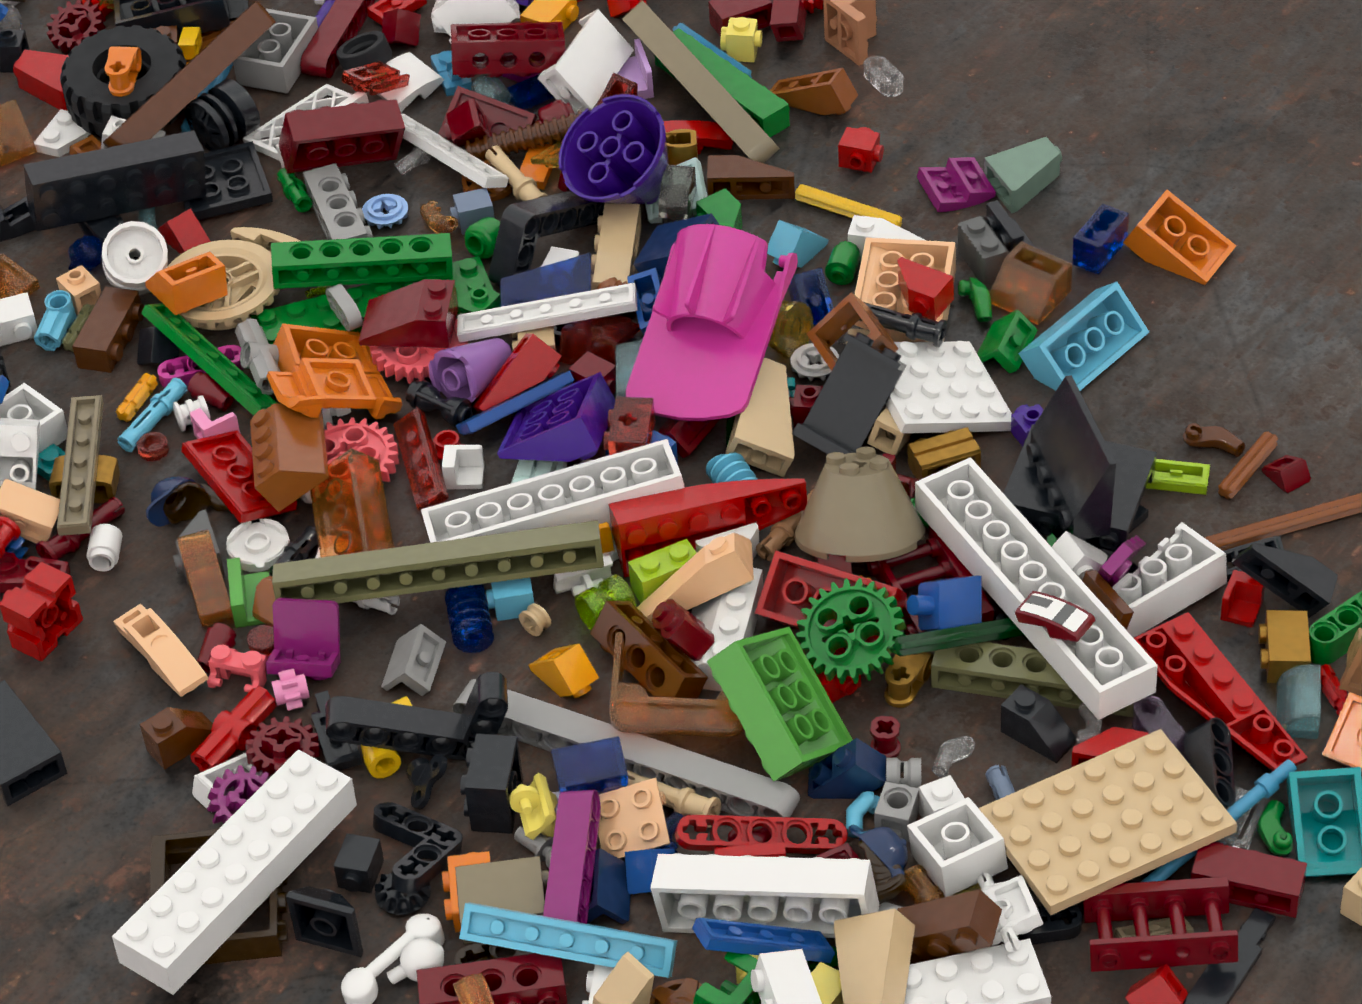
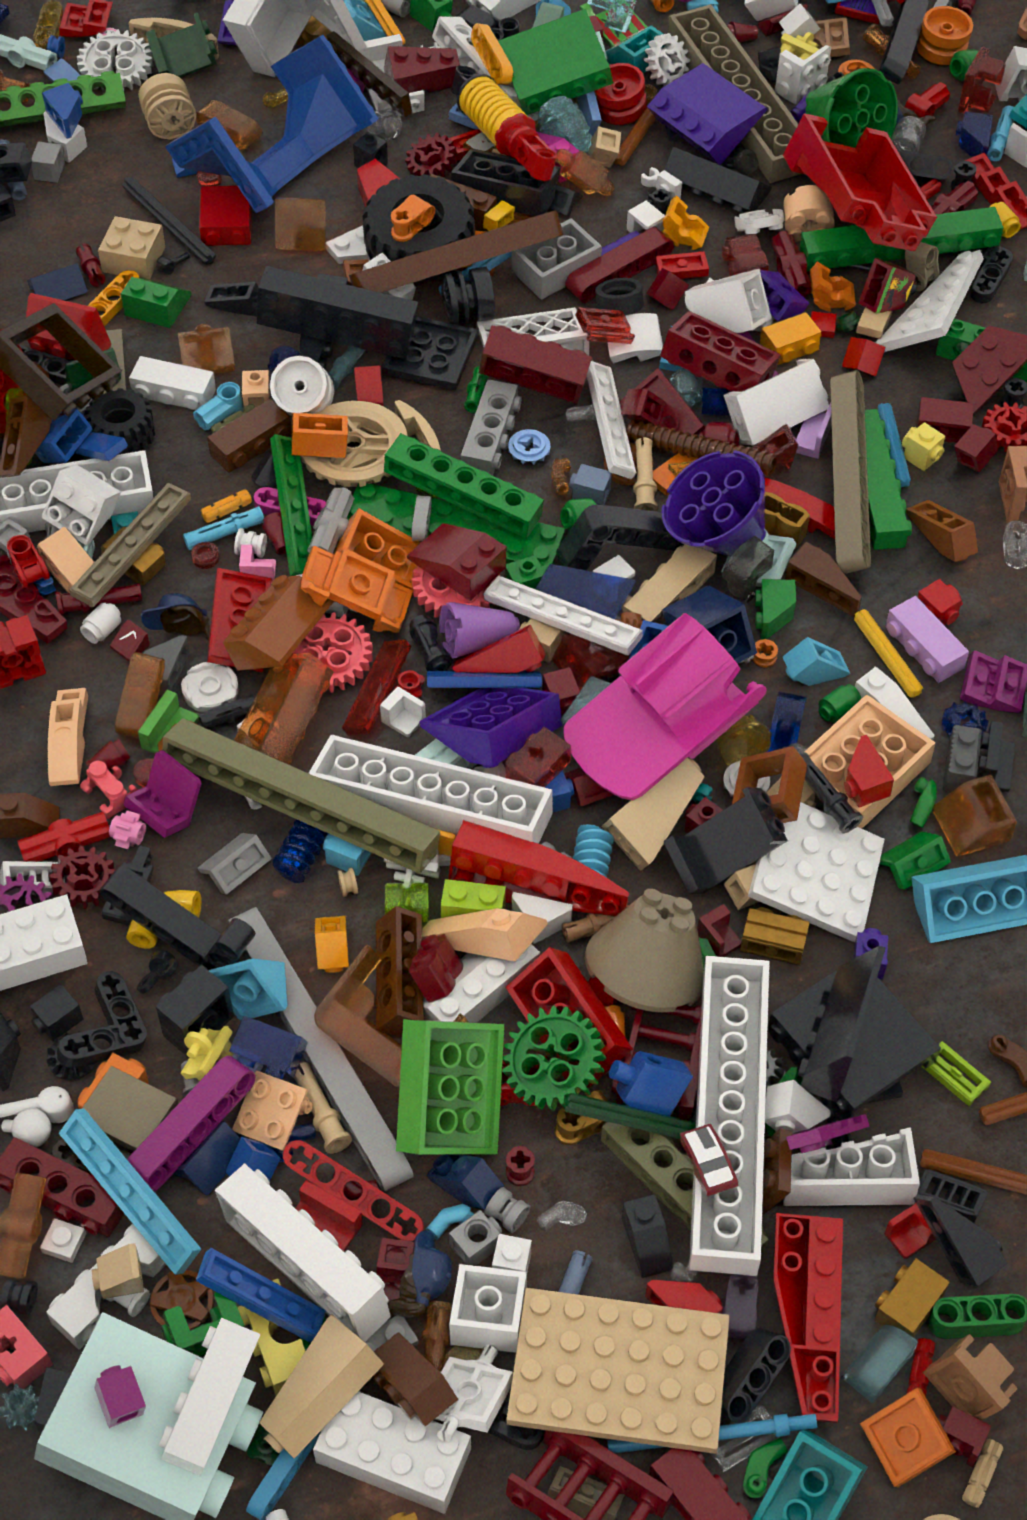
camera: 30 degrees right, 10 degrees up
(145, 547) = (130, 640): none -> dark red slope
(538, 730) = (255, 986): none -> medium azure slope
(873, 179) = (926, 639): none -> lavender brick
(945, 226) = (953, 715): none -> clear blue gear

